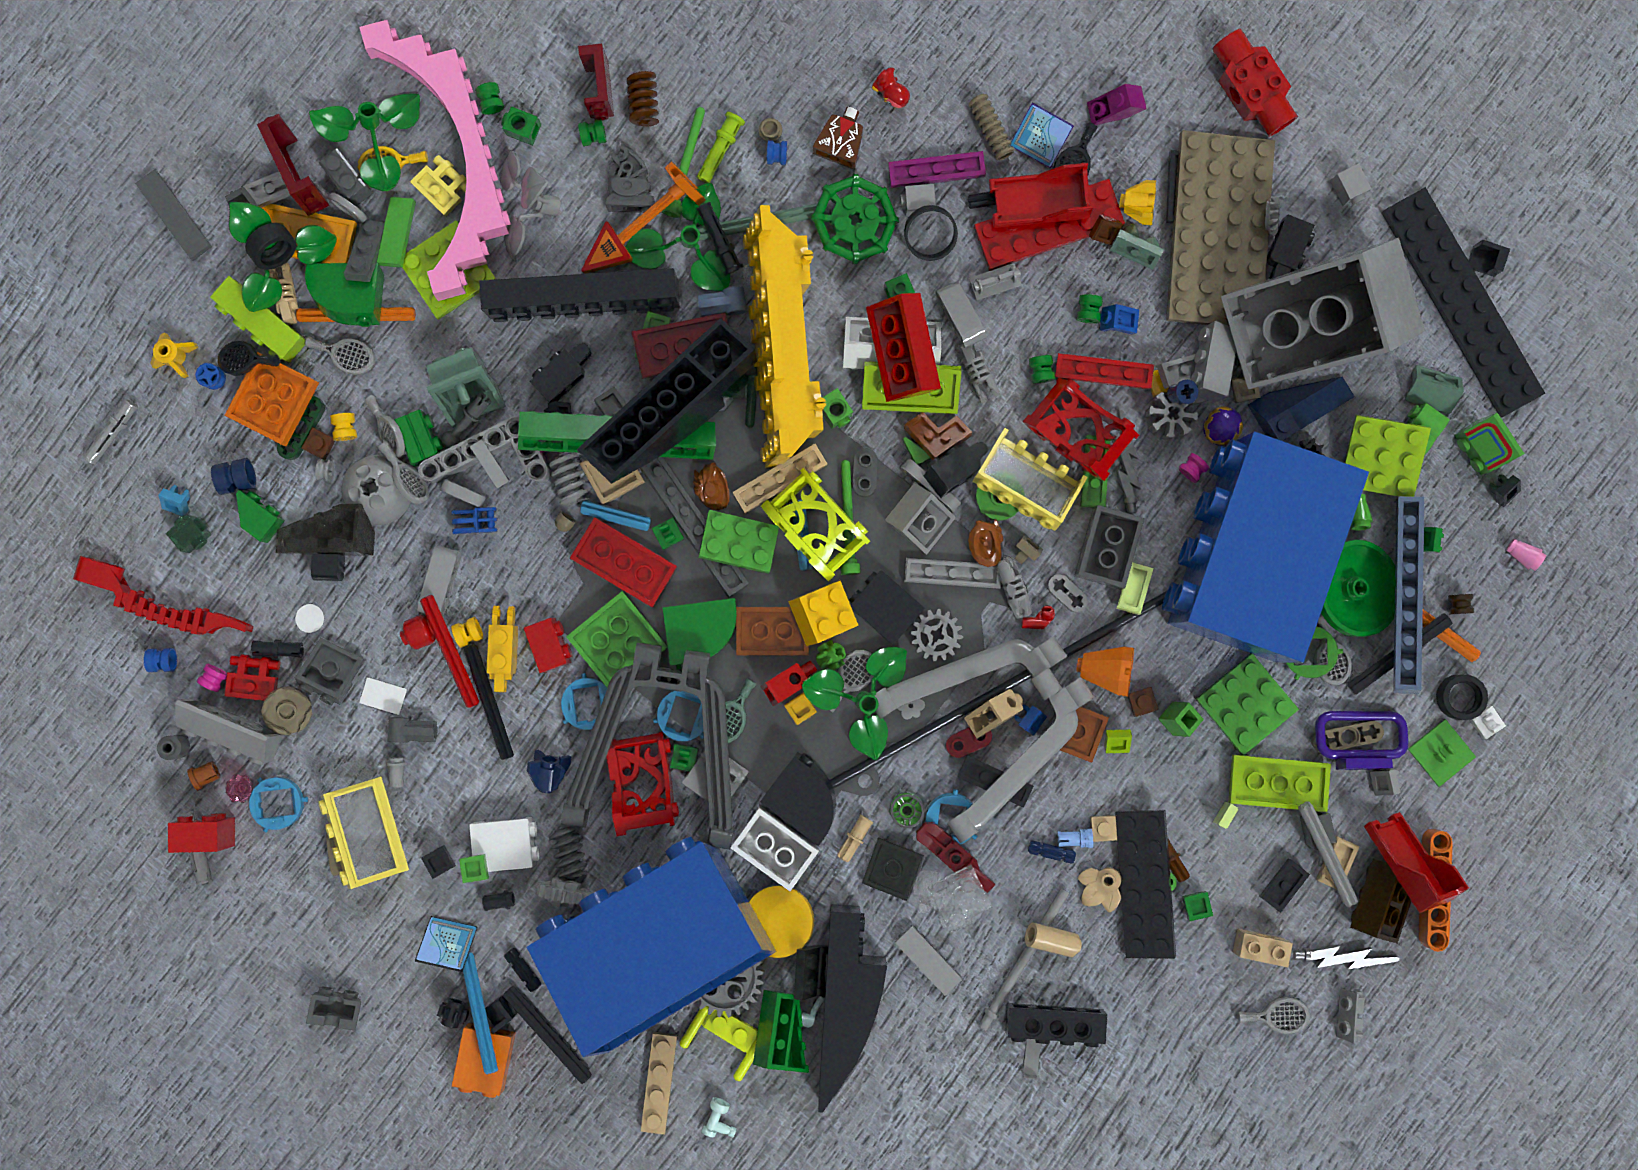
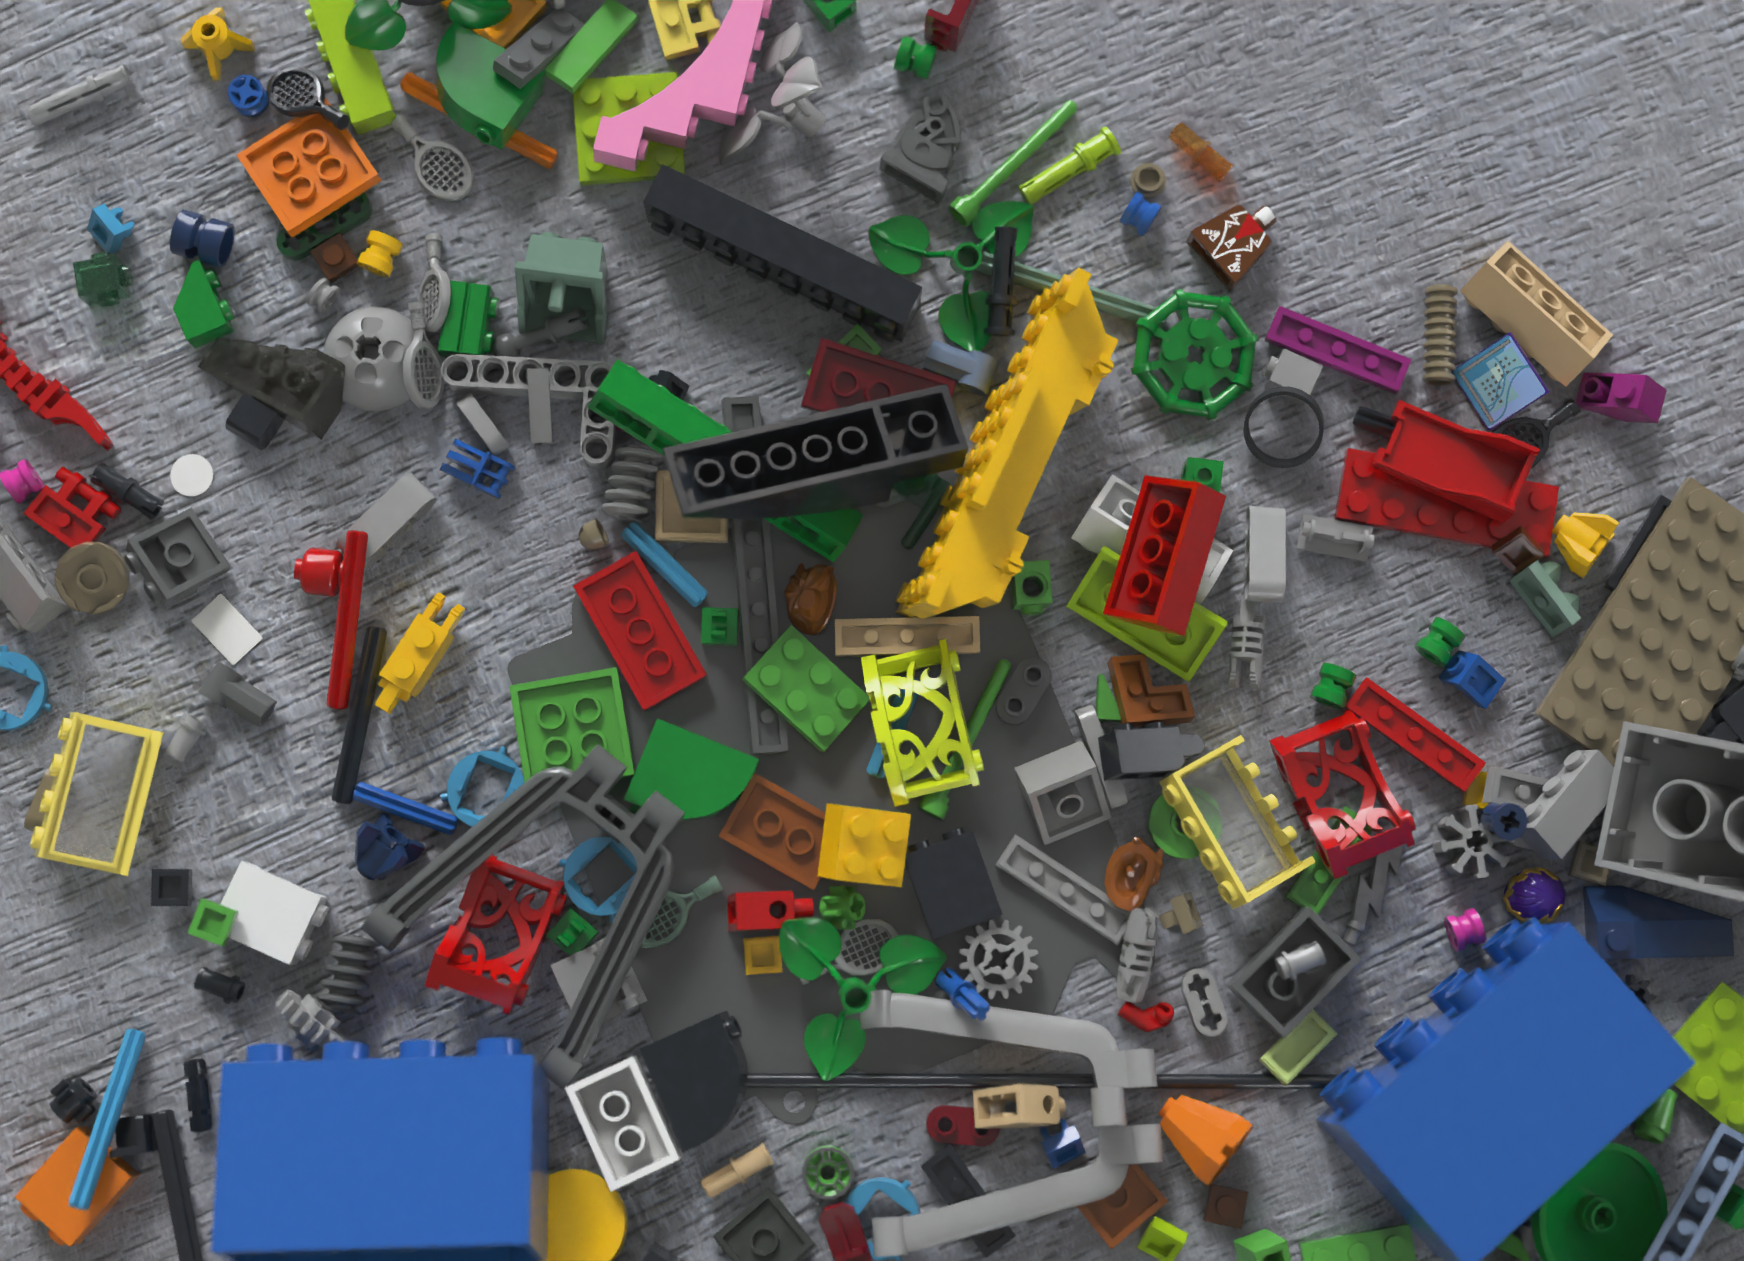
camera: 20 degrees right, 5 degrees down
(287, 303) = (402, 57): tan hinge -> none
(446, 944) = (118, 1003): piece -> none
(467, 632) = (384, 607): yellow wheel -> none
(546, 740) = (405, 808): none -> blue axle
(548, 644) = (480, 683): red brick -> none
(561, 373) = (700, 341): black hinge -> none
(610, 247) = (854, 214): orange piece -> none
(640, 98) = (1002, 48): reddish brown piece -> none
(791, 95) = (1200, 151): none -> clear orange axle
(891, 90) = (1334, 218): red animal -> none
(907, 712) = (902, 1042): light grey plant -> none
(927, 666) = (963, 994): none -> blue axle
(1042, 82) = (1537, 313): none -> tan slope
(1110, 539) = (1299, 961): none -> light grey pin

